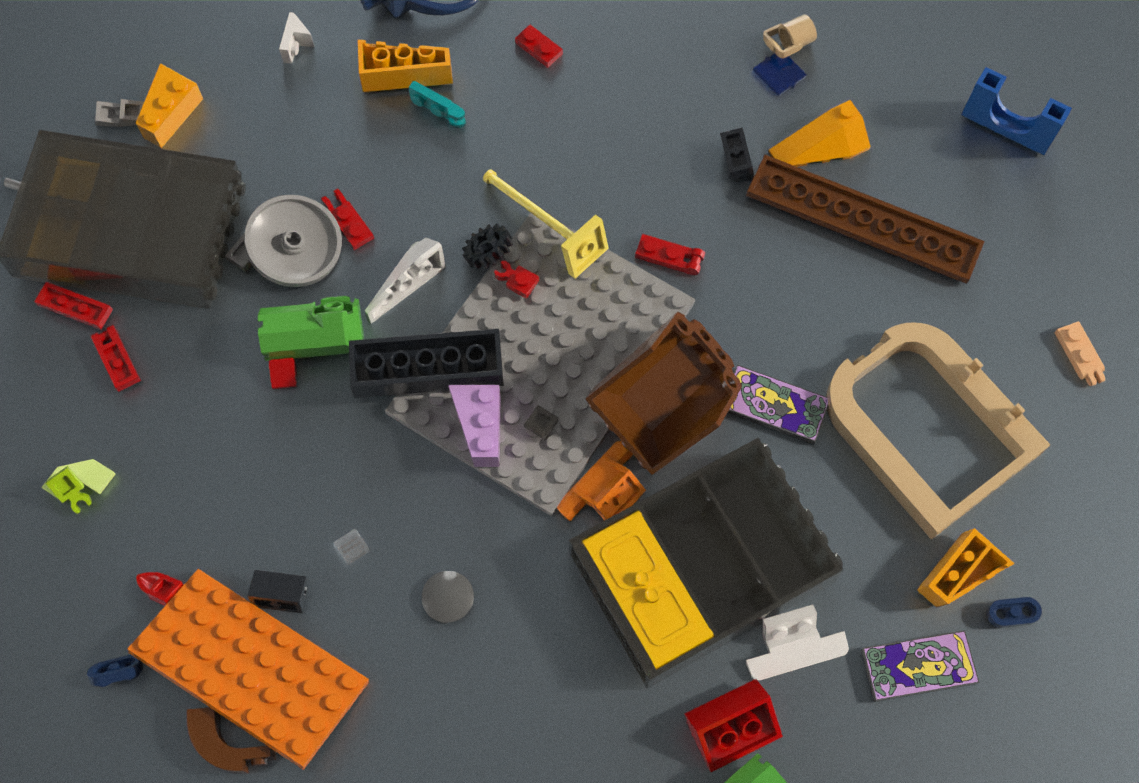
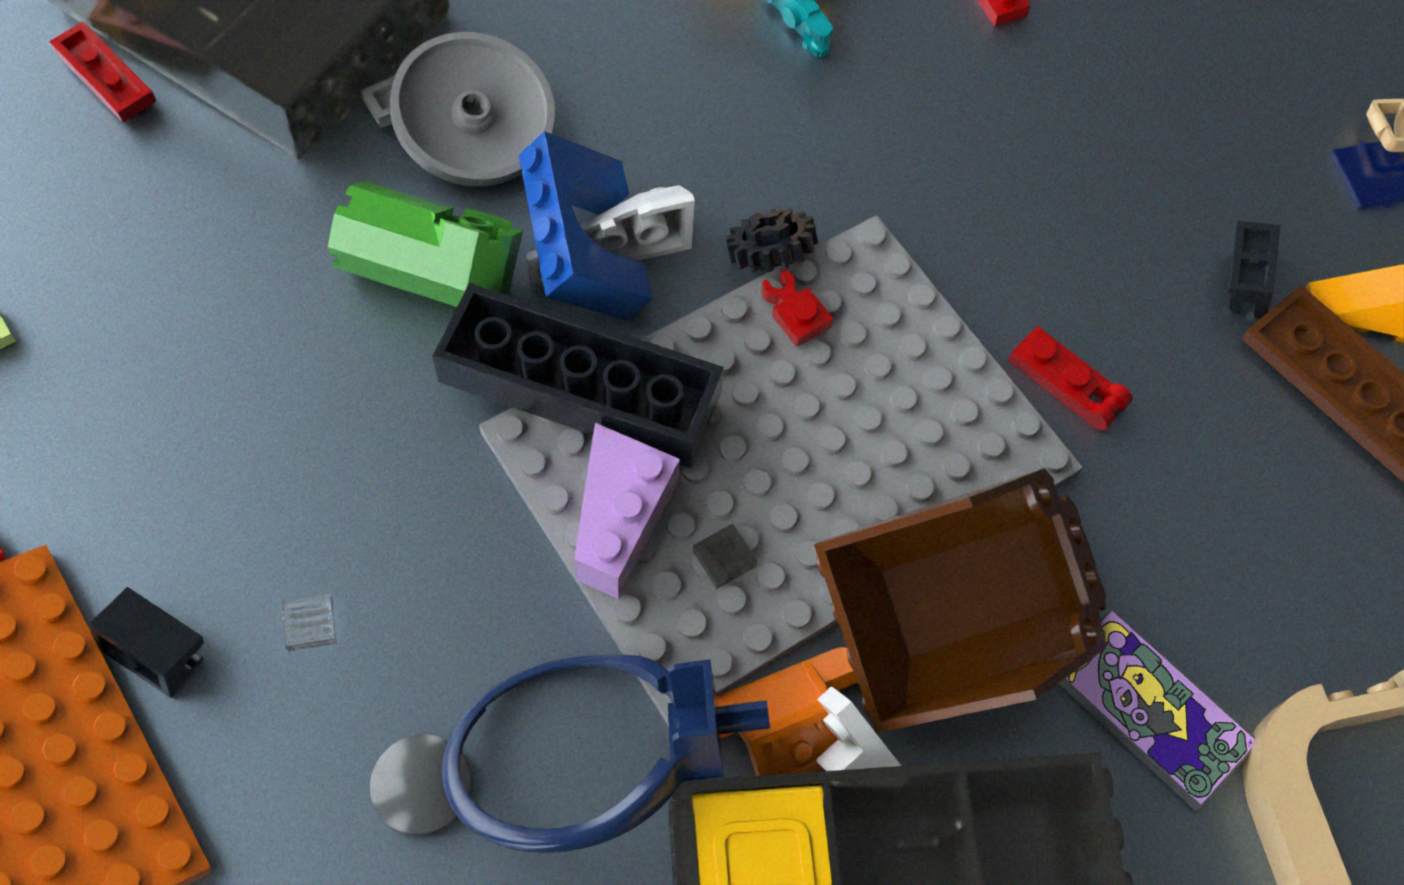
camera: 20 degrees right, 5 degrees down
(115, 358) = (116, 171): red plate -> none
(283, 373) = (352, 298): red slope -> none
(349, 221) = (575, 110): red hinge -> none
(395, 307) = (571, 263): none -> blue arch
(570, 516) = (693, 739): none -> dark blue brick
(580, 247) = (921, 298): light yellow tile -> none
(644, 482) = (857, 742): none -> white slope

